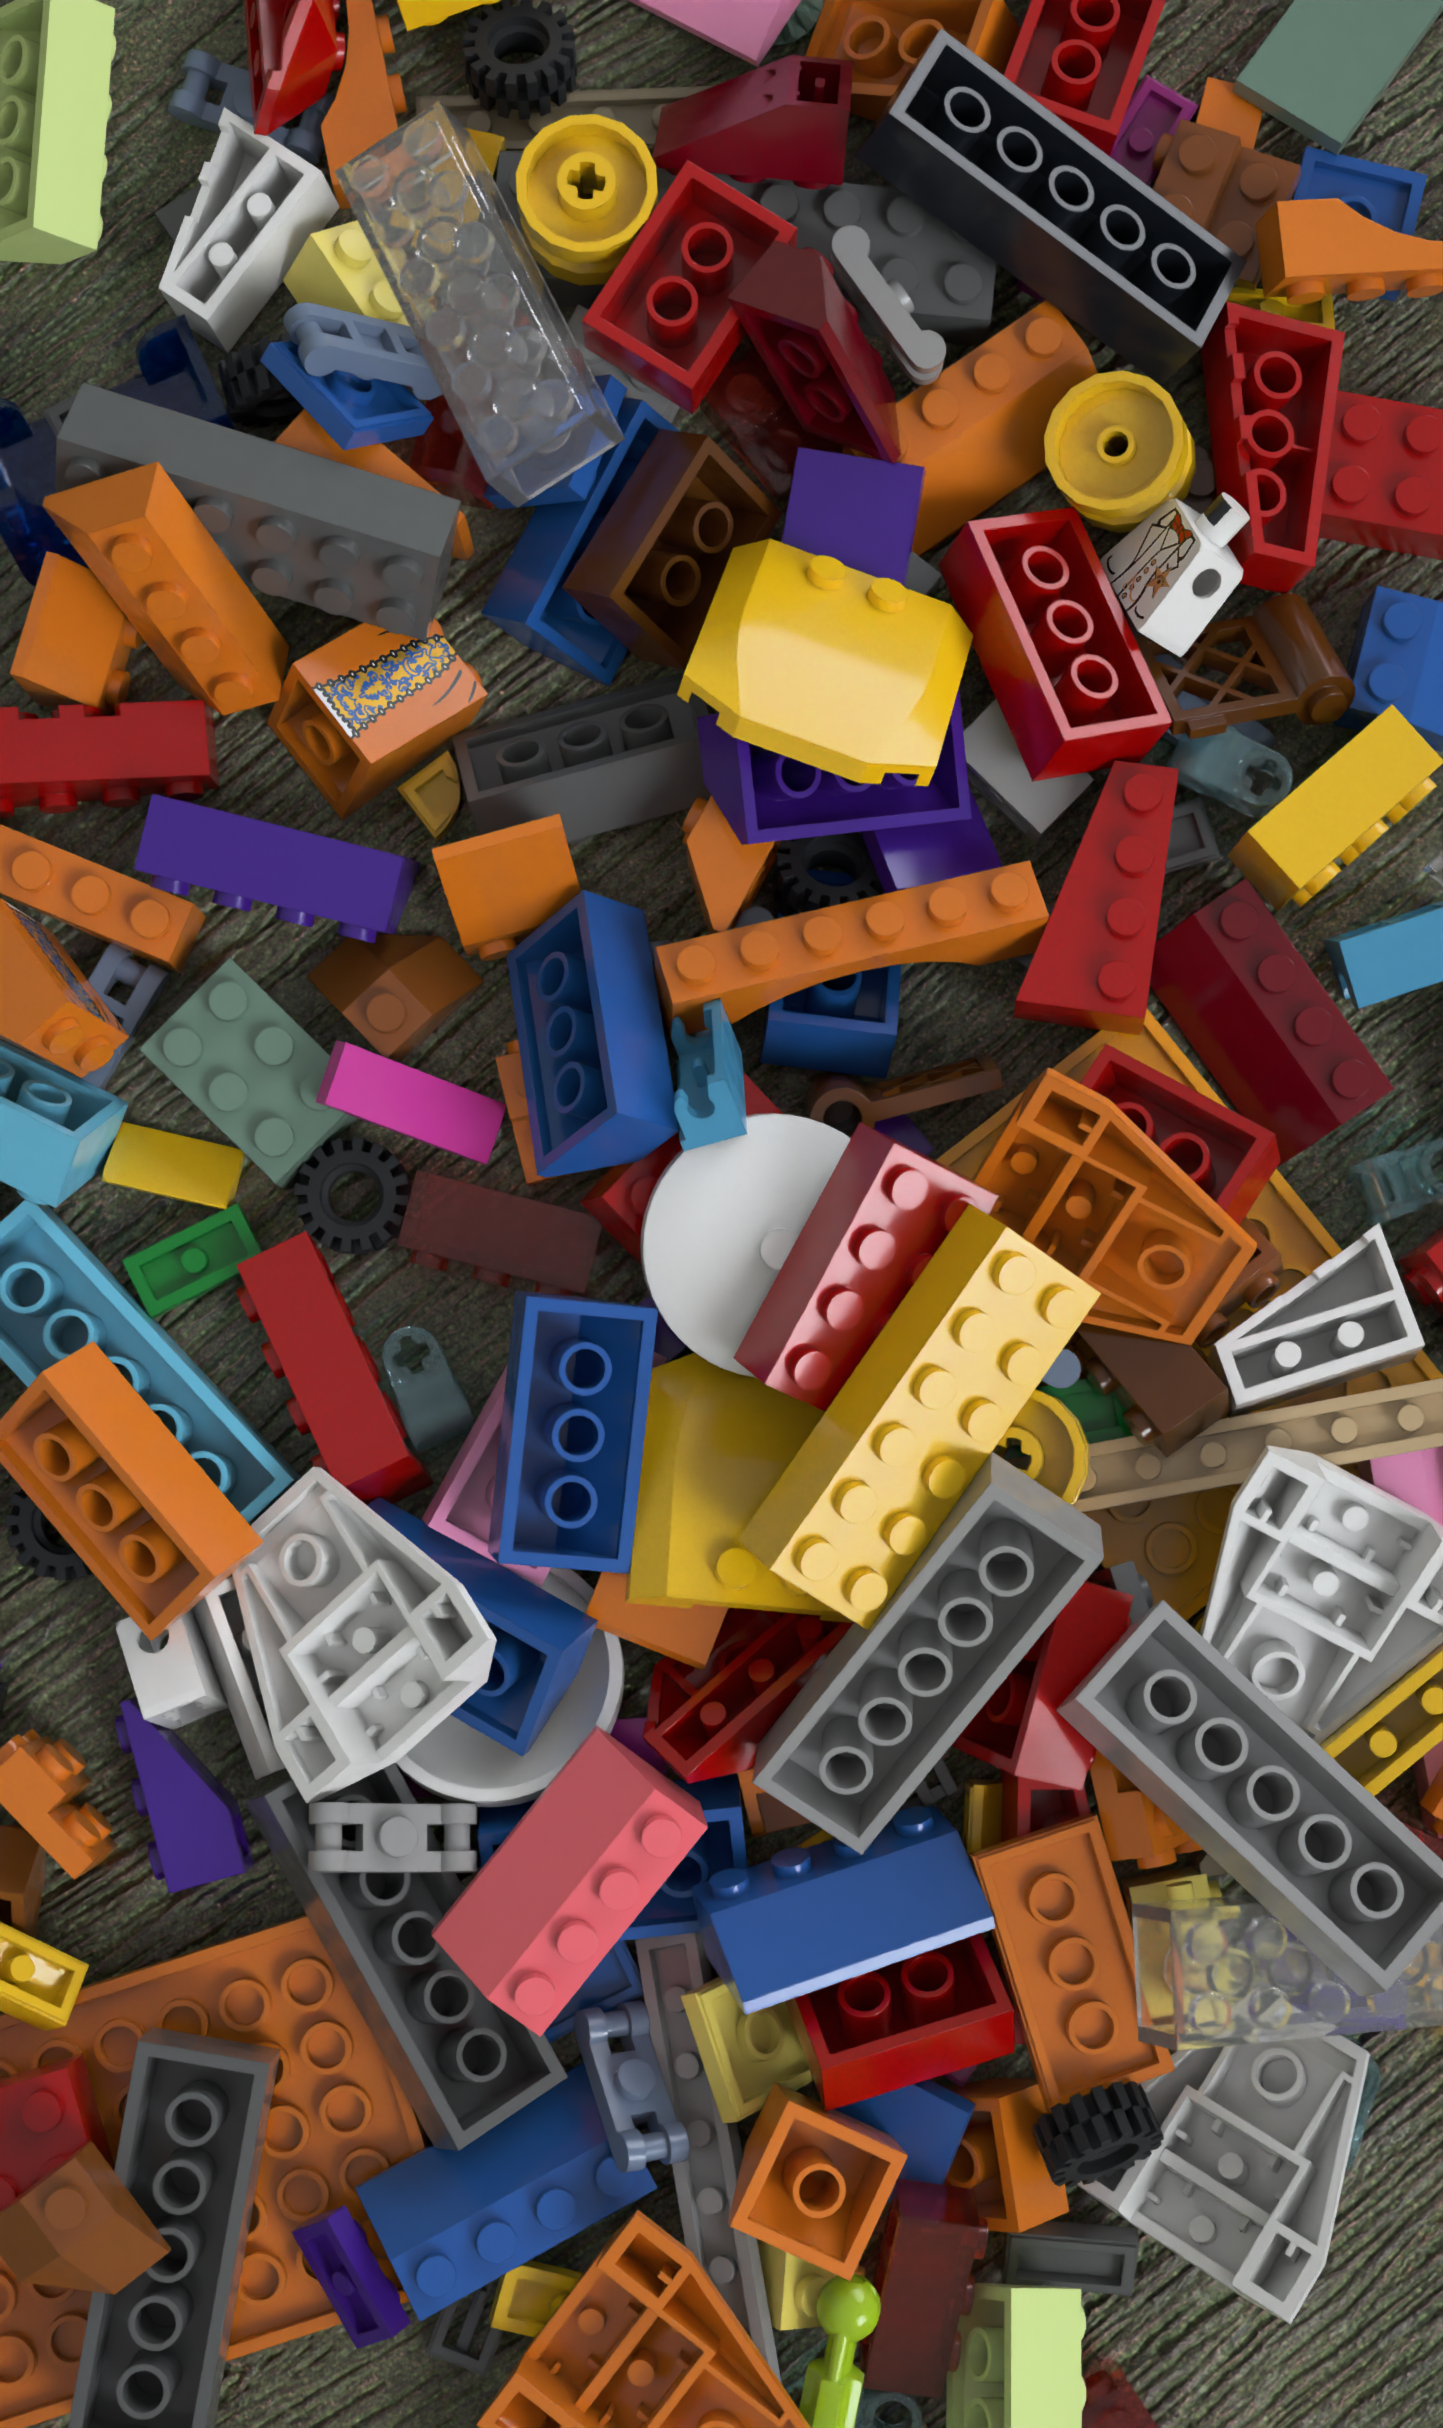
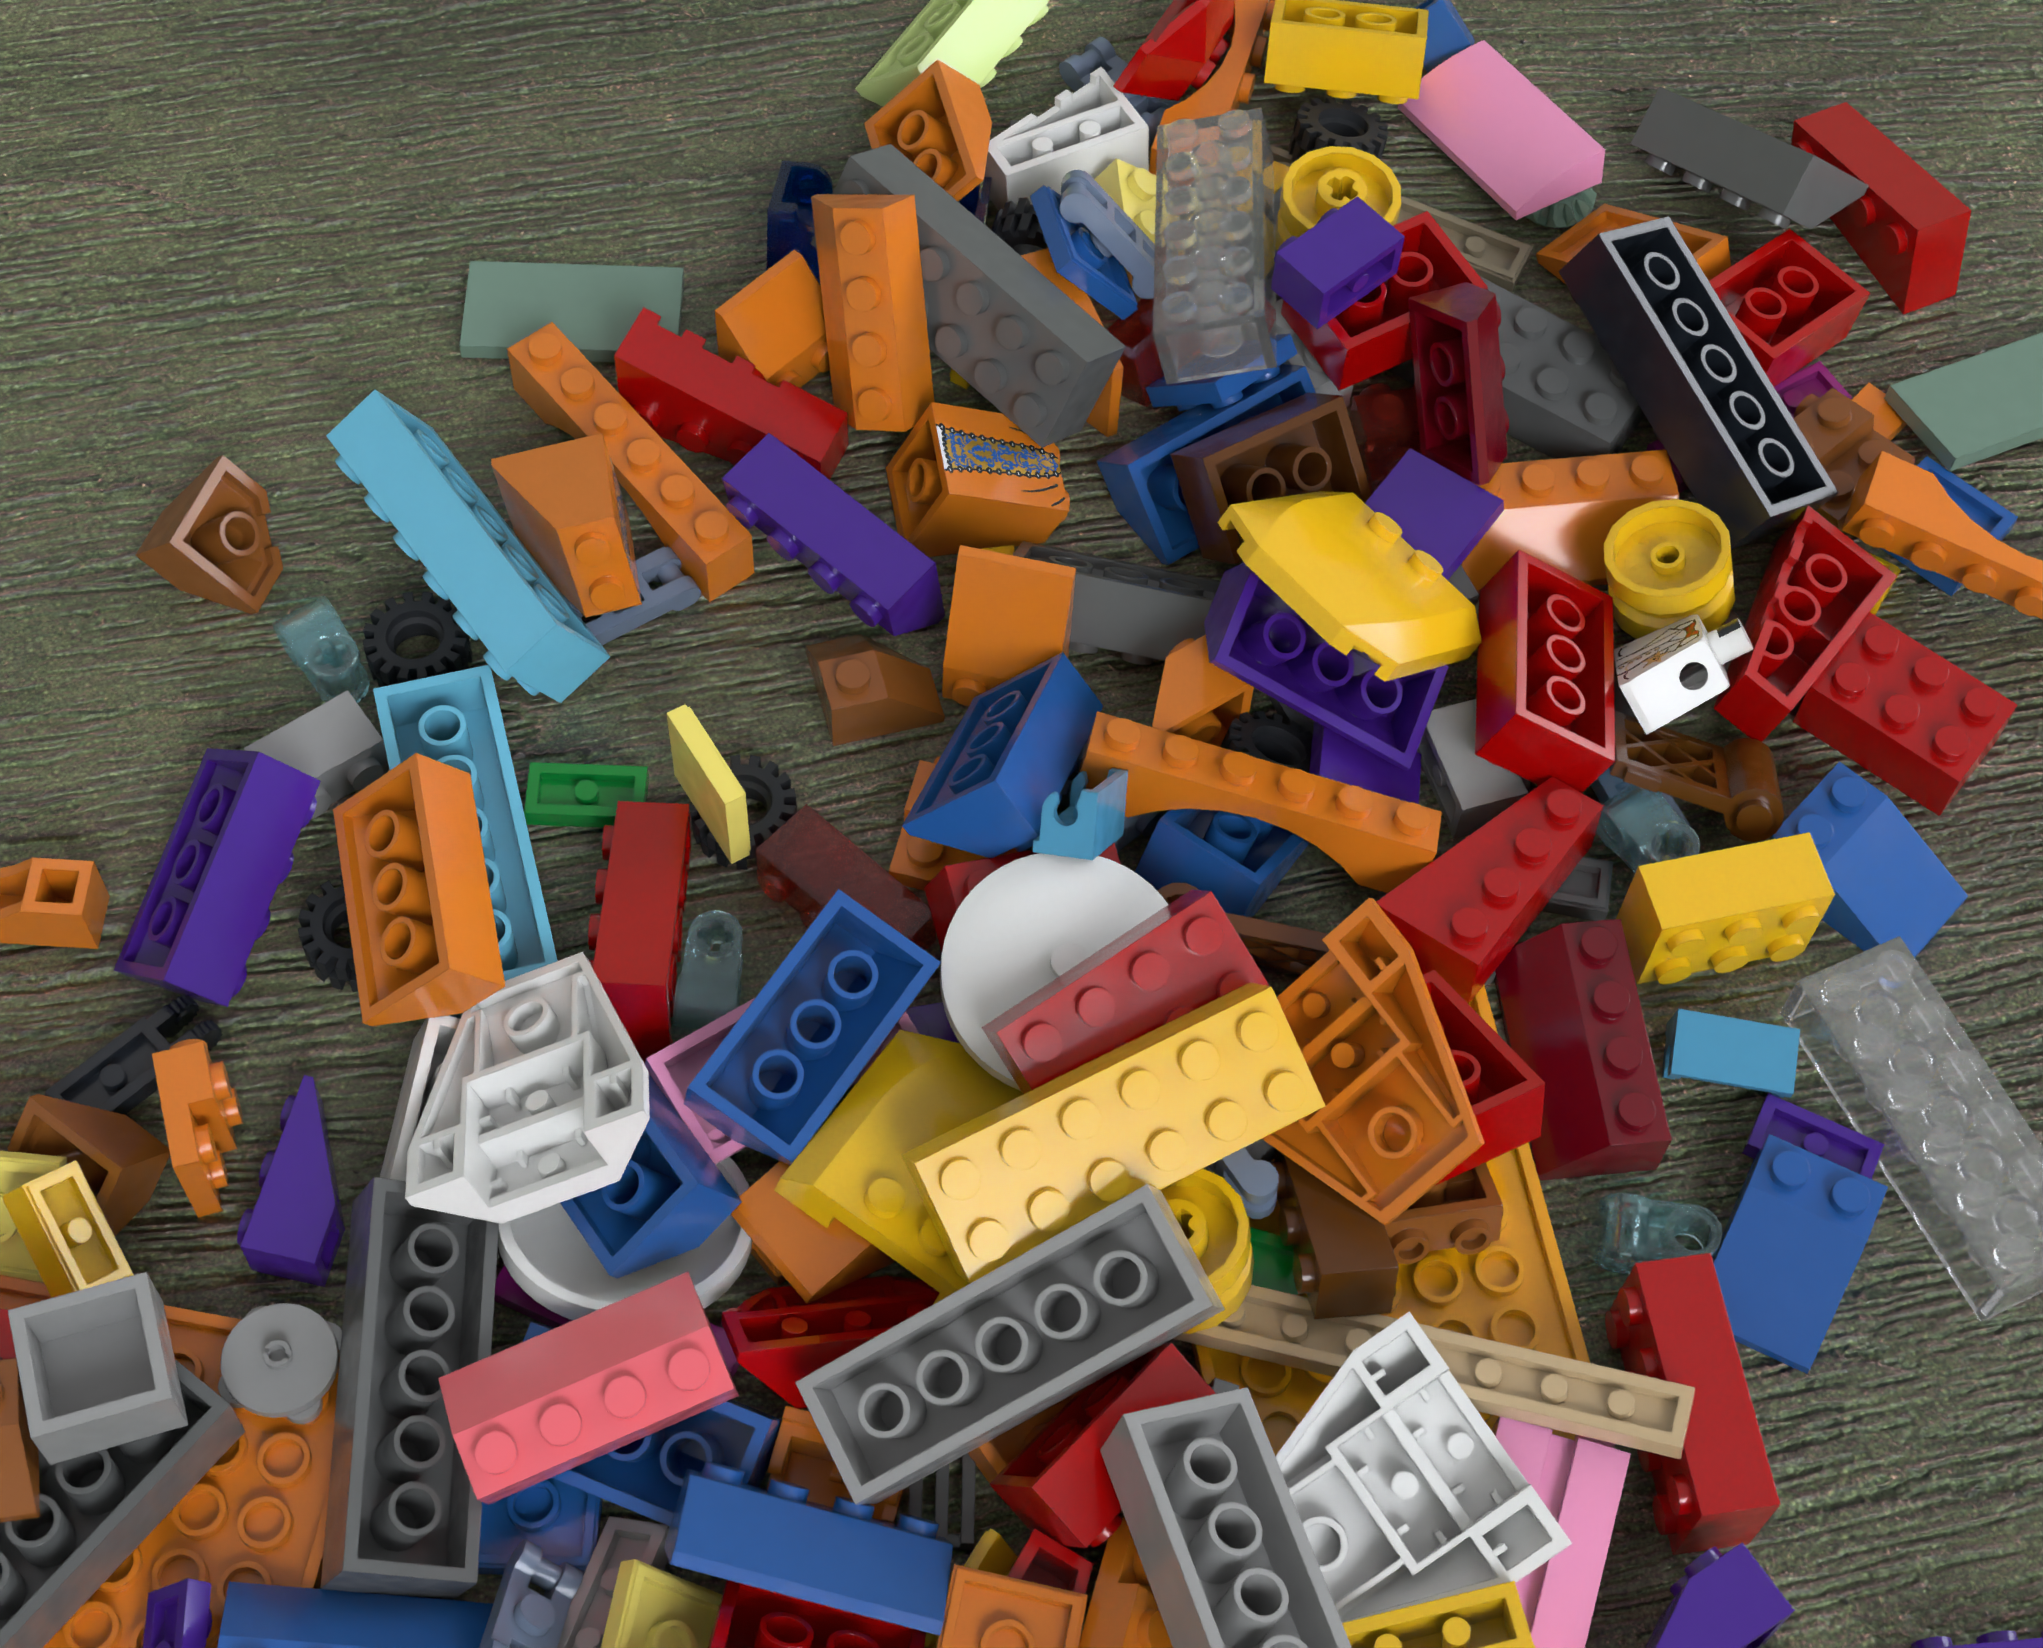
camera: 25 degrees right, 25 degrees down
(105, 311) = (939, 127): none -> orange slope
(145, 2118) = (97, 1368): none -> light grey piece
(174, 1166) = (611, 724): yellow slope -> none
(174, 1682) = (357, 1059): white torso -> none
(249, 1072) = (728, 670): sand green brick -> none
(271, 1972) = (280, 1362): none -> light grey piece
(322, 1219) = (709, 783): none -> light yellow tile
(391, 1838) = (456, 1277): light grey plate -> none
(410, 1102) = (832, 754): dark pink tile -> none
(632, 293) = (1336, 261): none -> dark purple brick
(764, 124) = (1517, 248): dark red slope -> none
(886, 307) = (1531, 386): light grey plate -> none
(1321, 1332) = (1512, 1292): white wedge -> none

